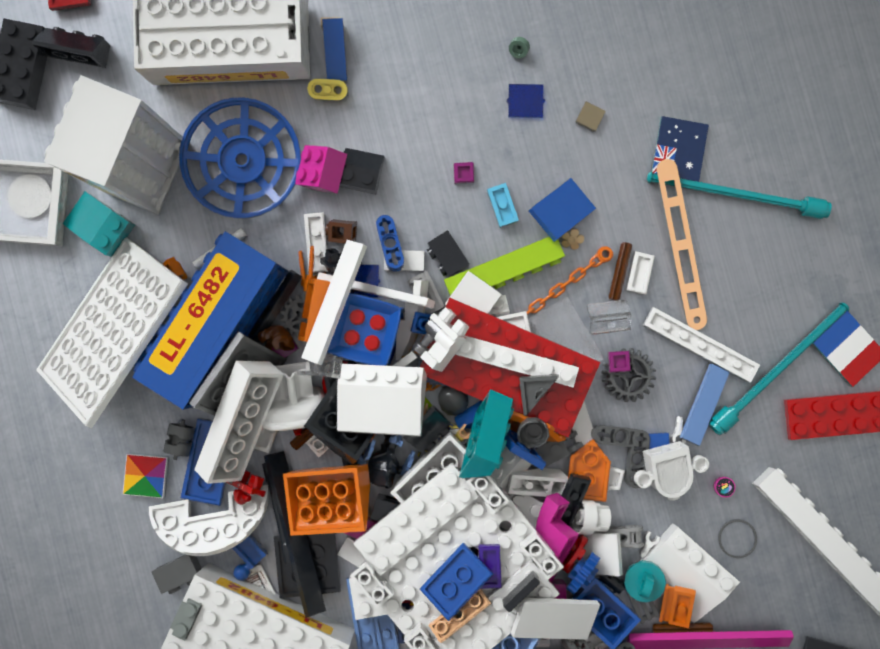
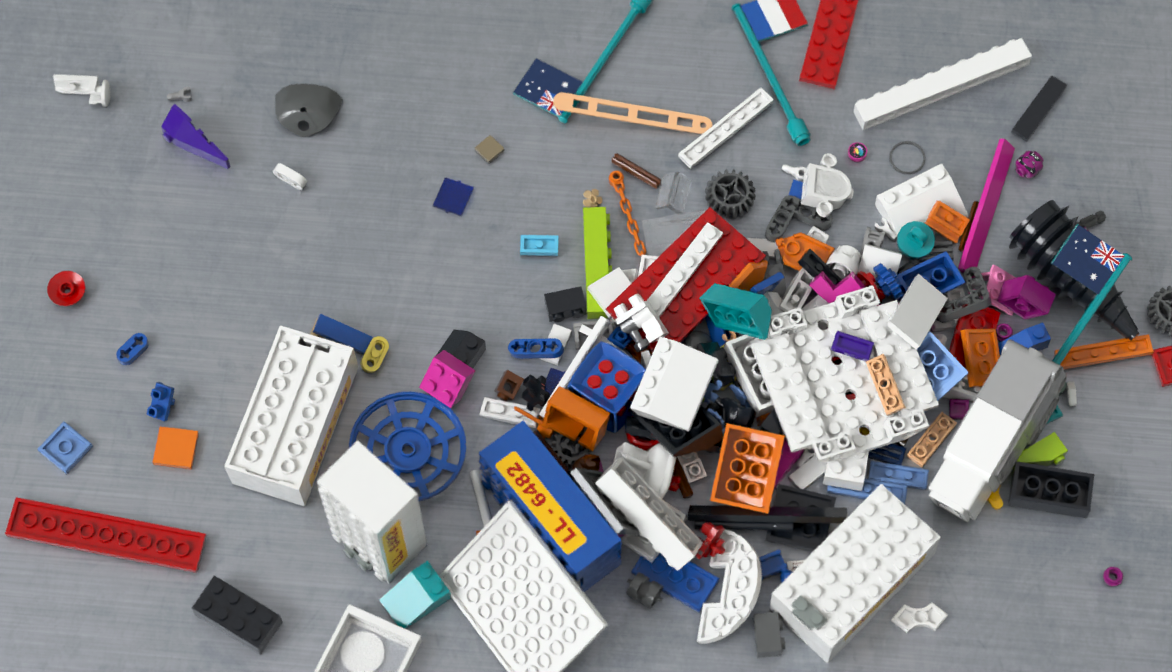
camera: 65 degrees left, 20 degrees down
(73, 46) = (243, 557): black slope -> none
(145, 475) = (667, 636): tile -> none
(330, 368) = (628, 423): clear panel -> none
(334, 302) = (574, 391): white tile -> none
(456, 581) = (855, 375): blue tile -> none
(463, 173) = (496, 268): magenta tile -> none
(519, 47) = (404, 184): sand green tile -> none
(521, 591) = (881, 324): black tile -> none
(533, 432) = (749, 274): dark grey hair -> none
(534, 388) = (712, 263): dark grey tile -> none
(562, 209) = (563, 196): blue tile -> none
(619, 361) = (715, 194): magenta tile -> none
(640, 273) = (644, 156): white tile -> none
(704, 404) = (779, 142): medium blue tile -> none

